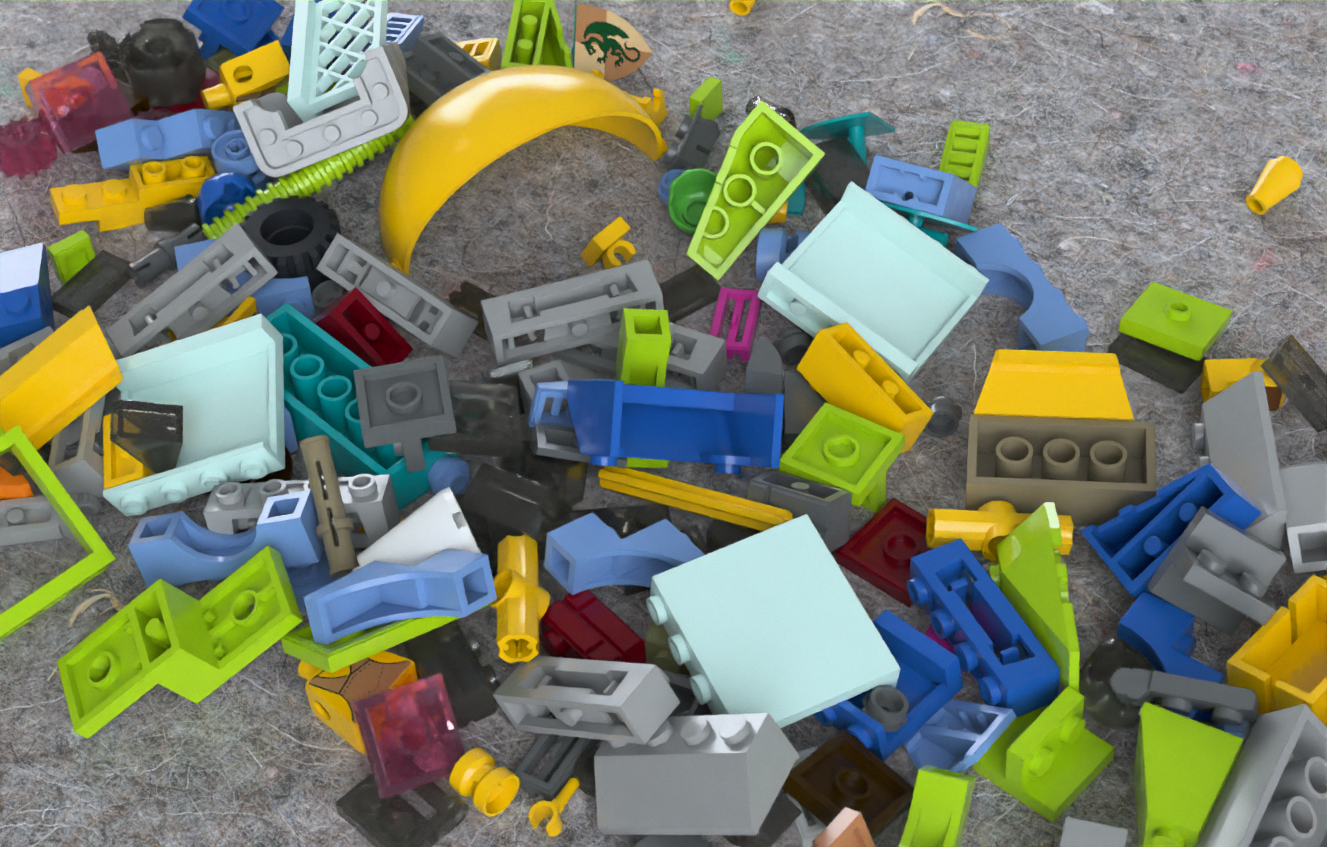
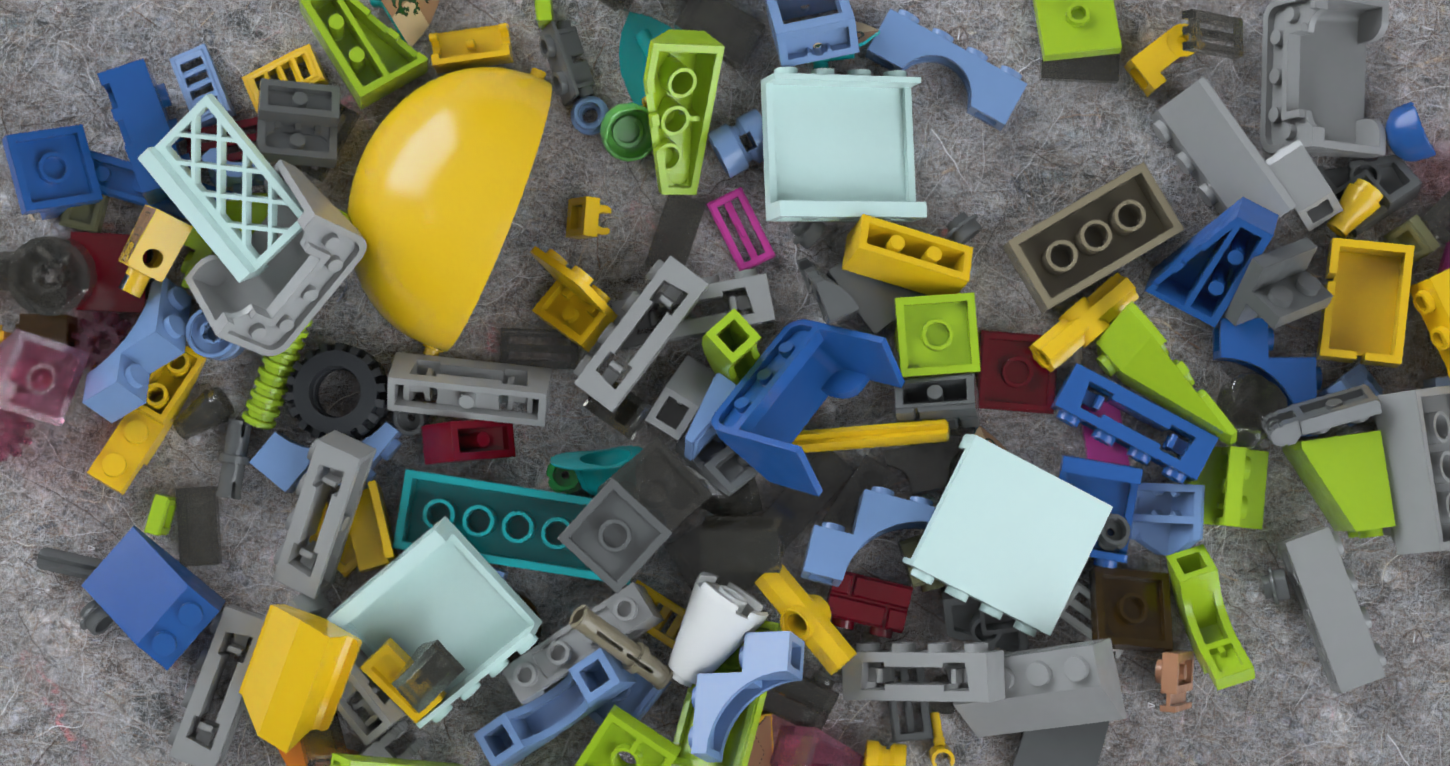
camera: 40 degrees left, 40 degrees up
(221, 193) = (232, 375): blue hair -> none
(550, 239) = (571, 303): none -> yellow bracket
(1054, 386) = (1049, 176): yellow helmet -> none

